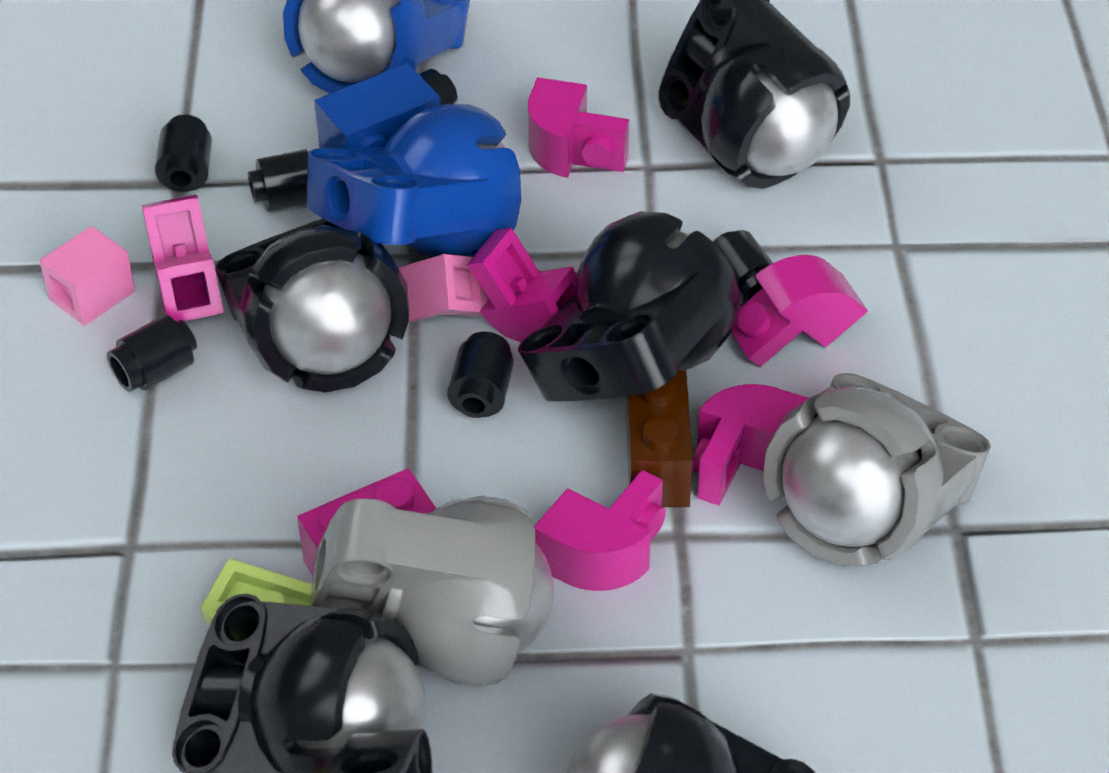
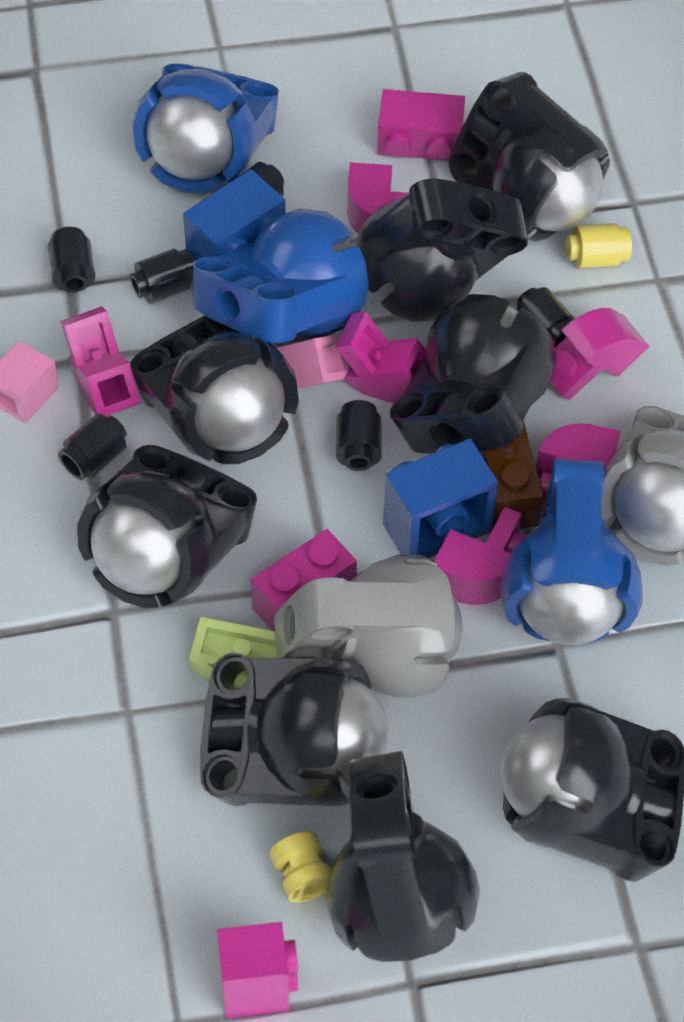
camera: 10 degrees left, 10 degrees up
(203, 445) = (162, 526): none -> black piece
(560, 442) = (437, 495): none -> blue brick
(616, 153) = (437, 244): none -> black piece
(627, 49) = (419, 124): none -> dark pink brick
(709, 550) = (571, 572): none -> blue piece
(825, 197) = (598, 245): none -> light yellow brick

